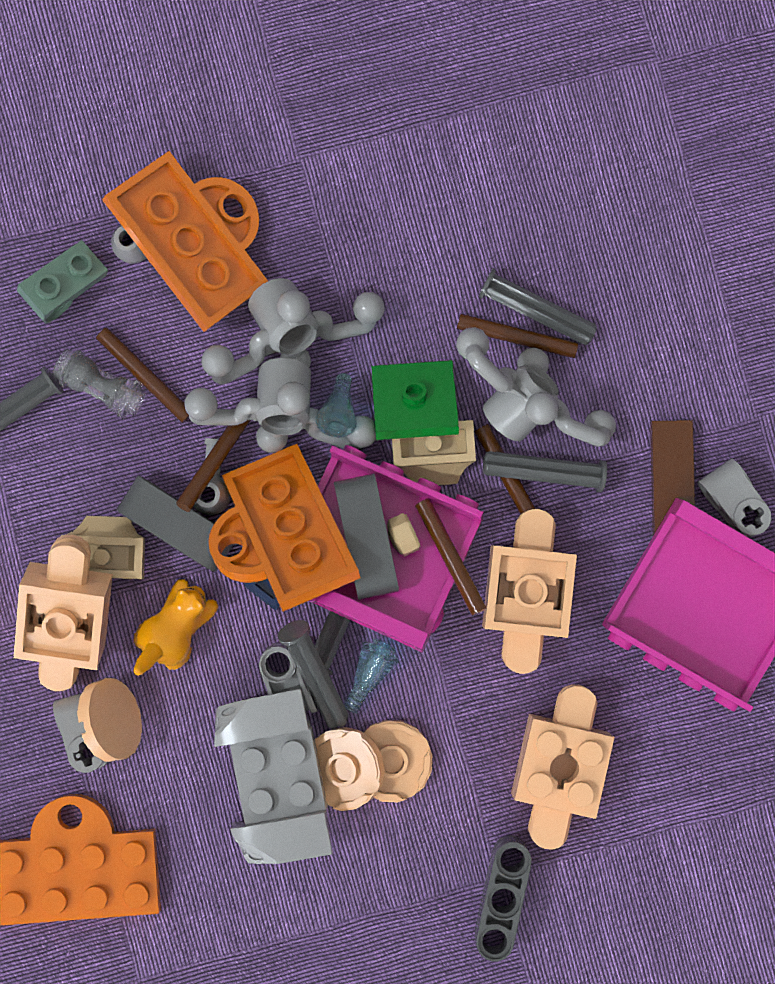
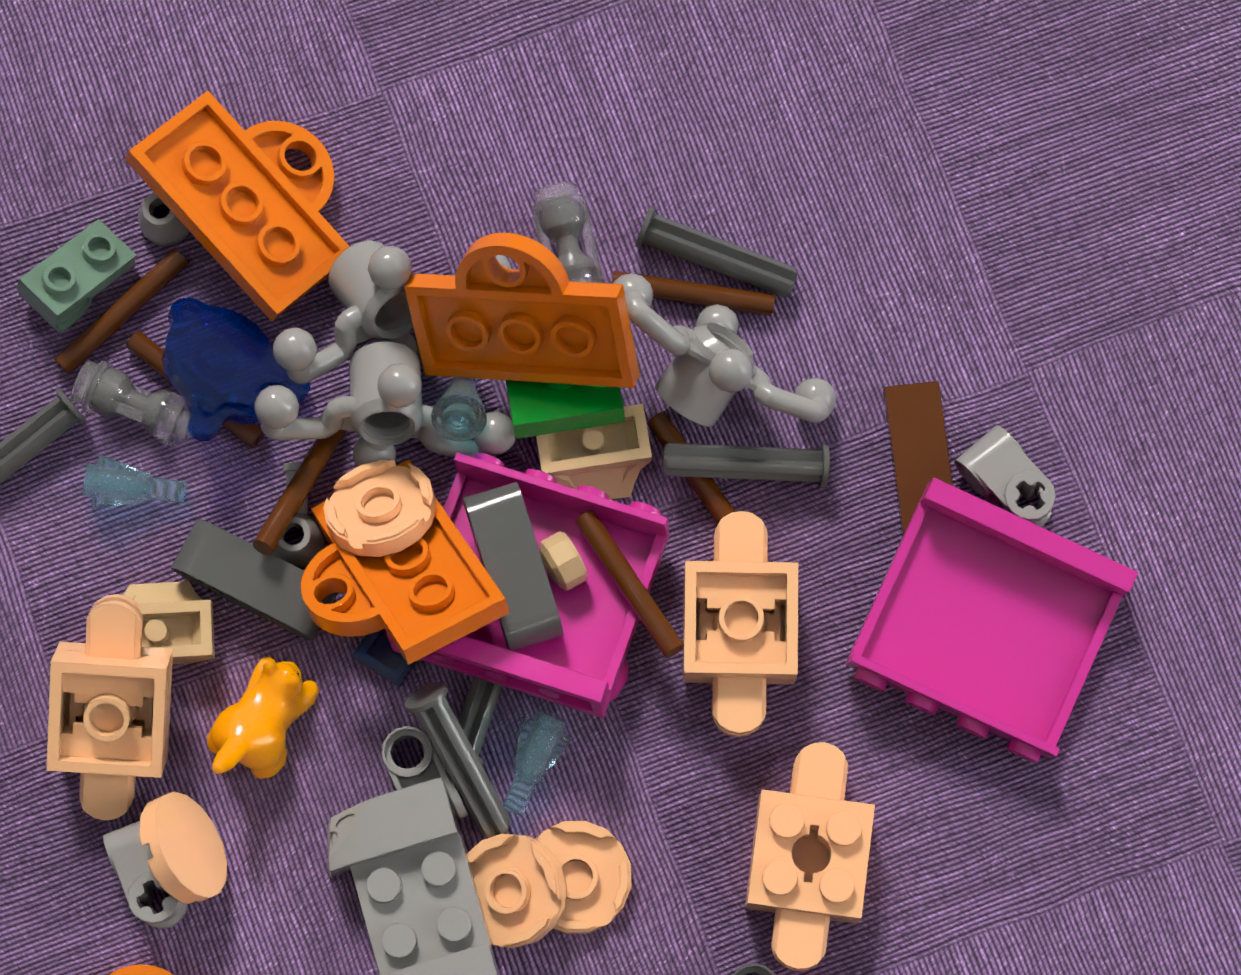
camera: 10 degrees left, 10 degrees down
(81, 442) = (120, 484): none -> clear light blue cone
(94, 311) = (121, 311): none -> reddish brown bar
(162, 362) = (220, 365): none -> clear blue tile
(272, 483) = (380, 508): none -> light nougat tile
(390, 355) = (521, 320): none -> orange plate
(426, 271) = (562, 217): none -> clear piece

